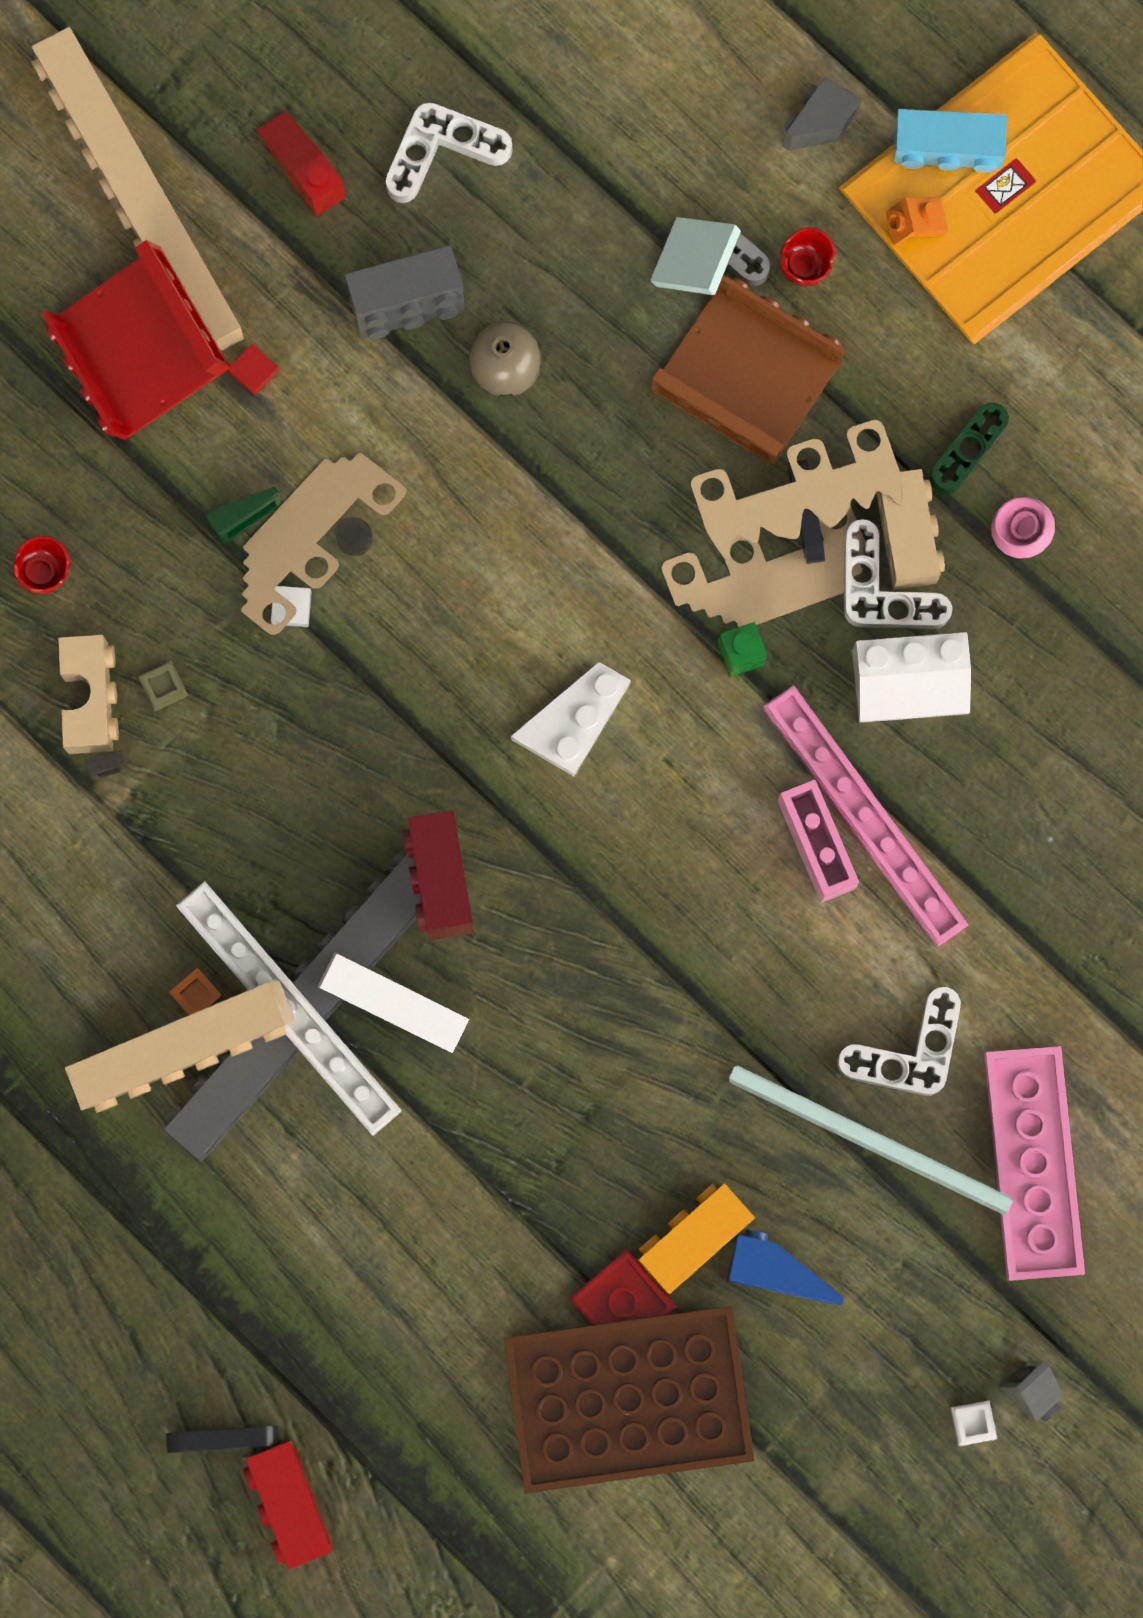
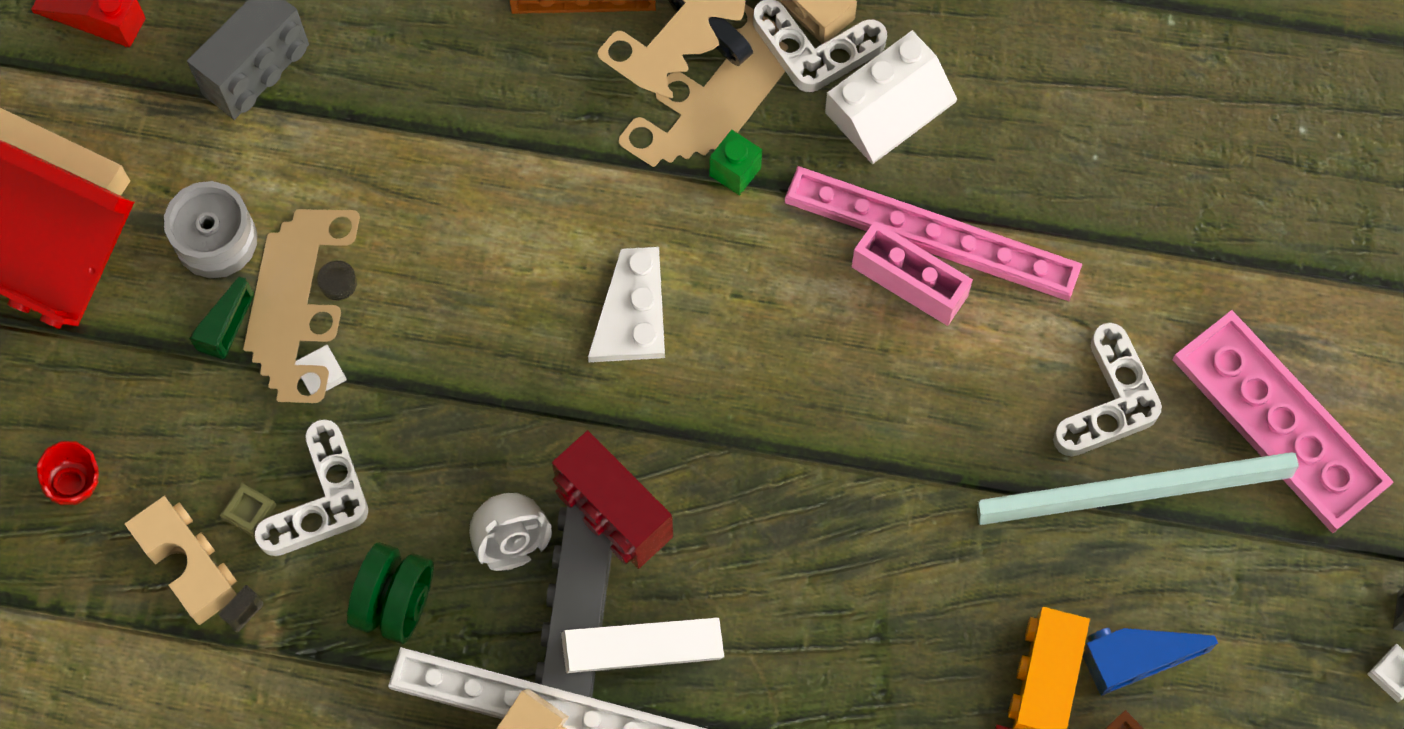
camera: 30 degrees left, 10 degrees down
(226, 831) = (390, 592): none -> dark green wheel
(237, 718) = (335, 496): none -> white beam
(253, 369) = (153, 198): red tile -> none
(271, 409) = (210, 229): none -> light grey wheel
(350, 839) = (508, 530): none -> white cylinder
(505, 359) = (370, 59): dark tan cylinder -> none

